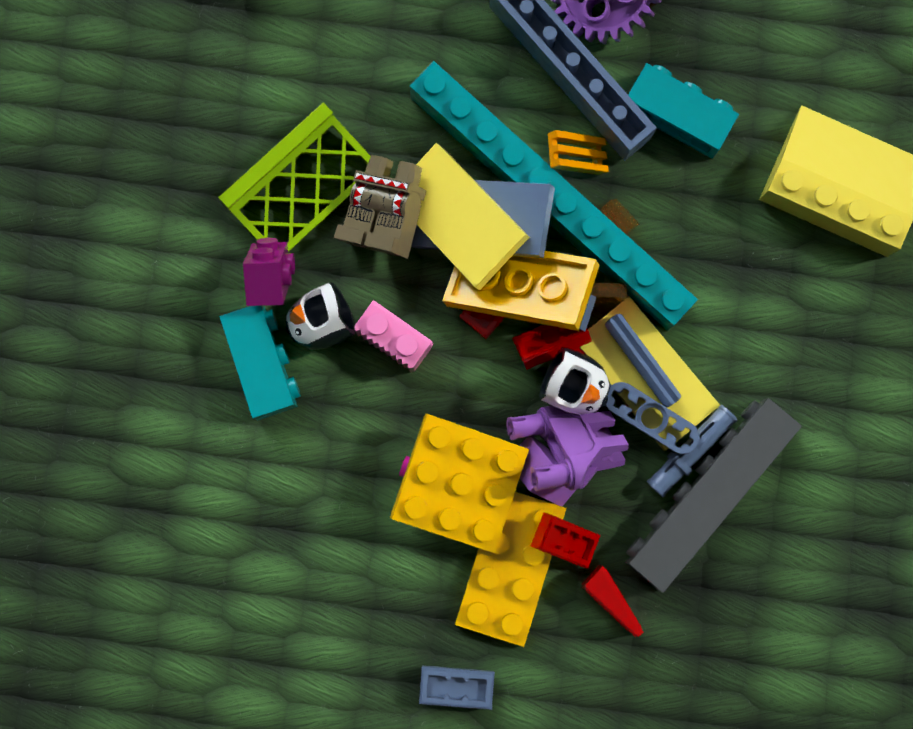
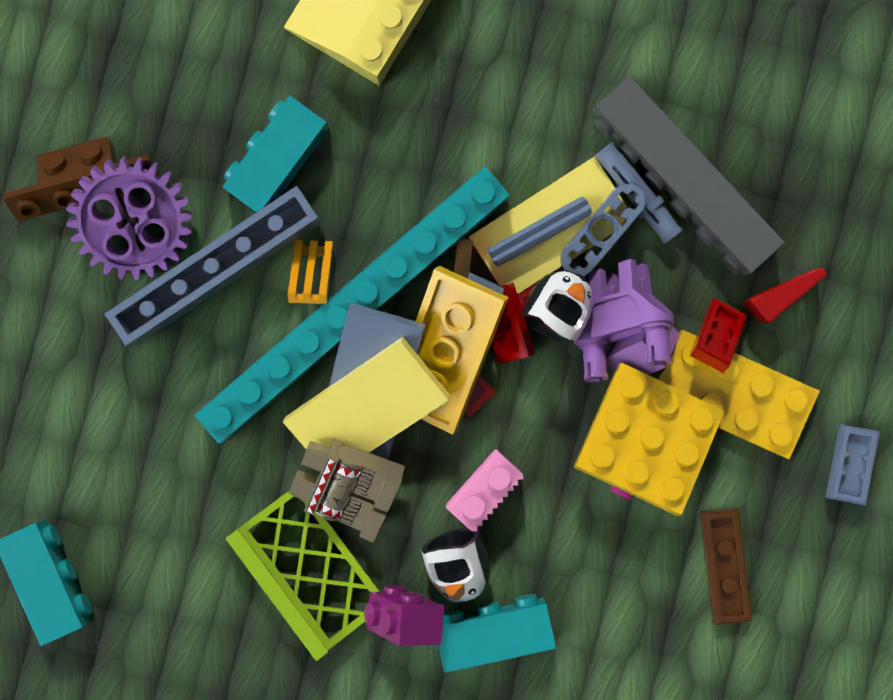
camera: 80 degrees left, 5 degrees up
(345, 576) = (725, 566): none -> reddish brown tile
(619, 216) = (383, 235): clear orange tile -> none

